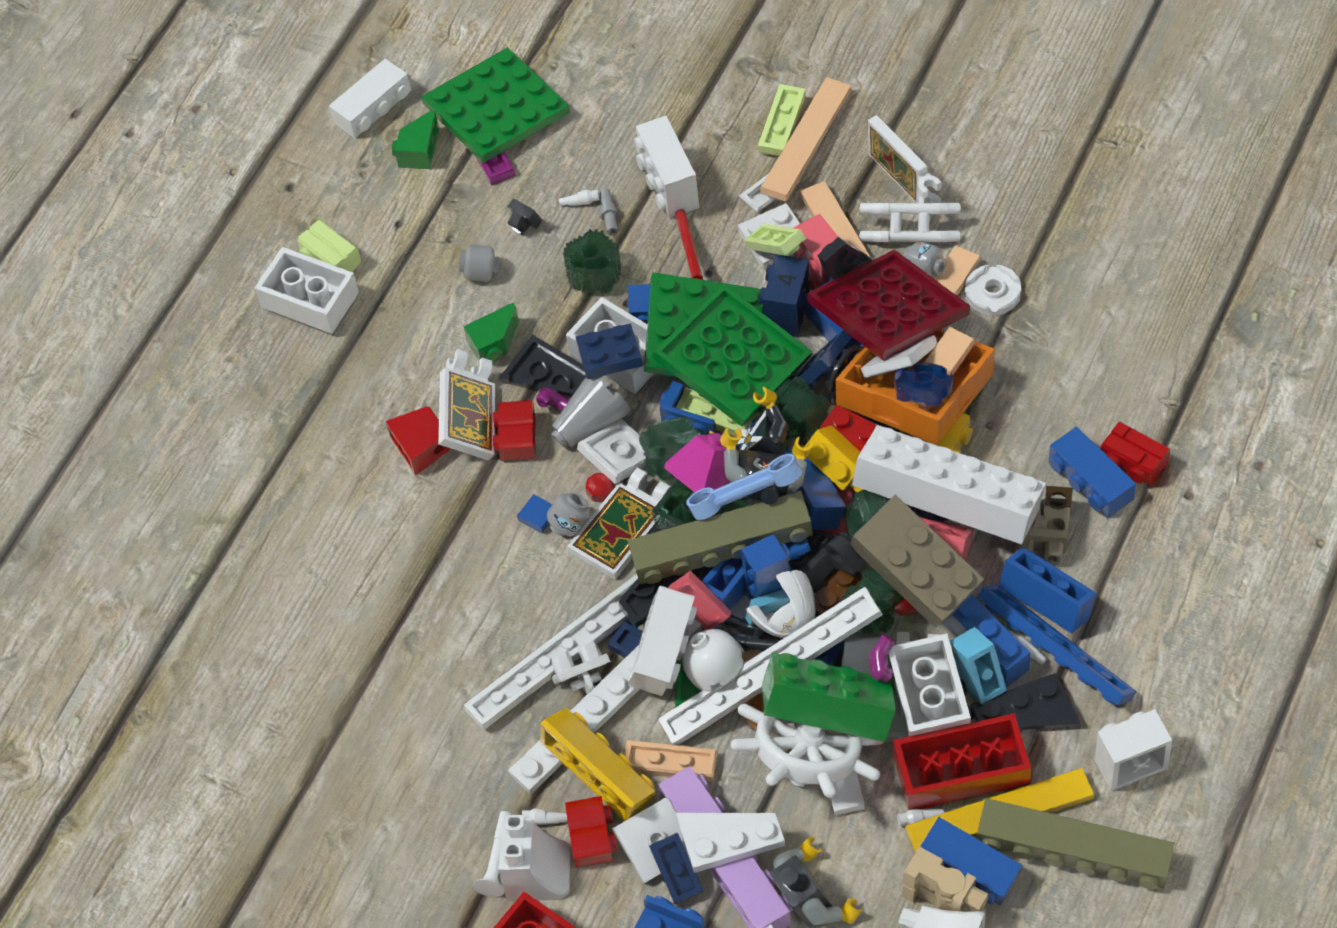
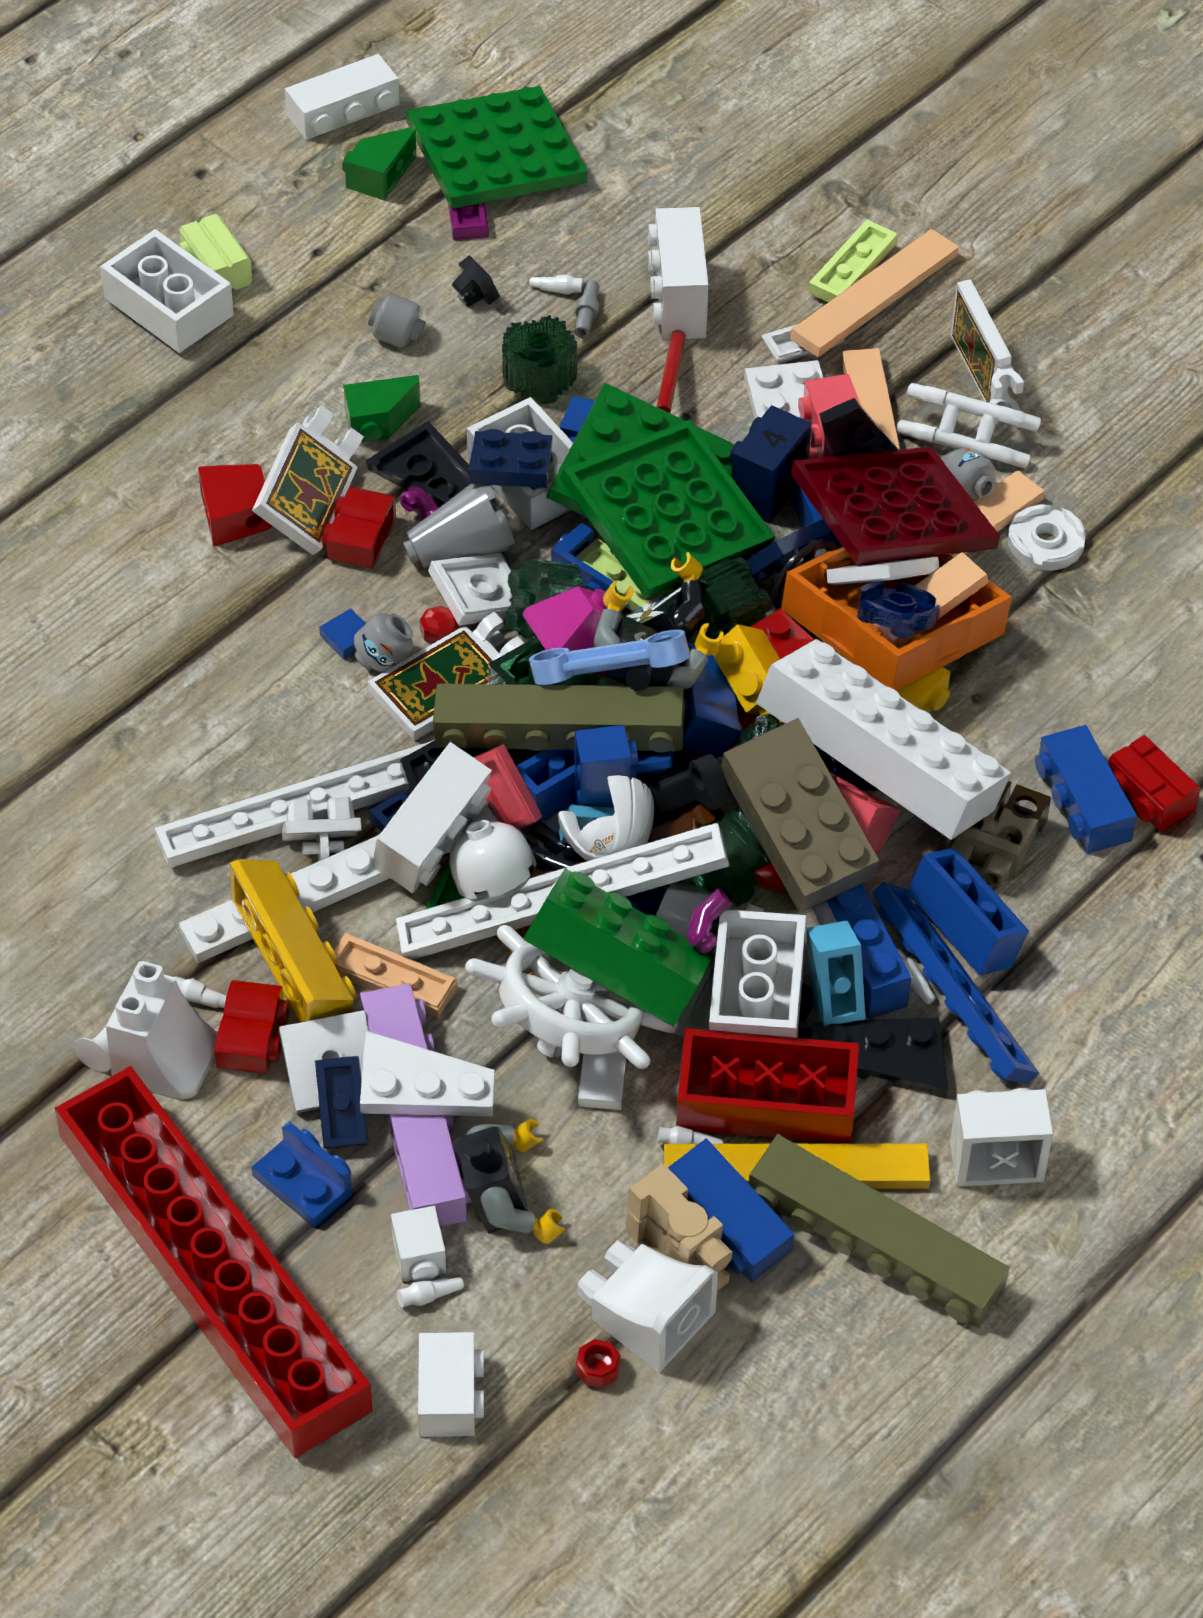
camera: 10 degrees right, 5 degrees down
(775, 239) = (780, 390): yellowish green plate -> none

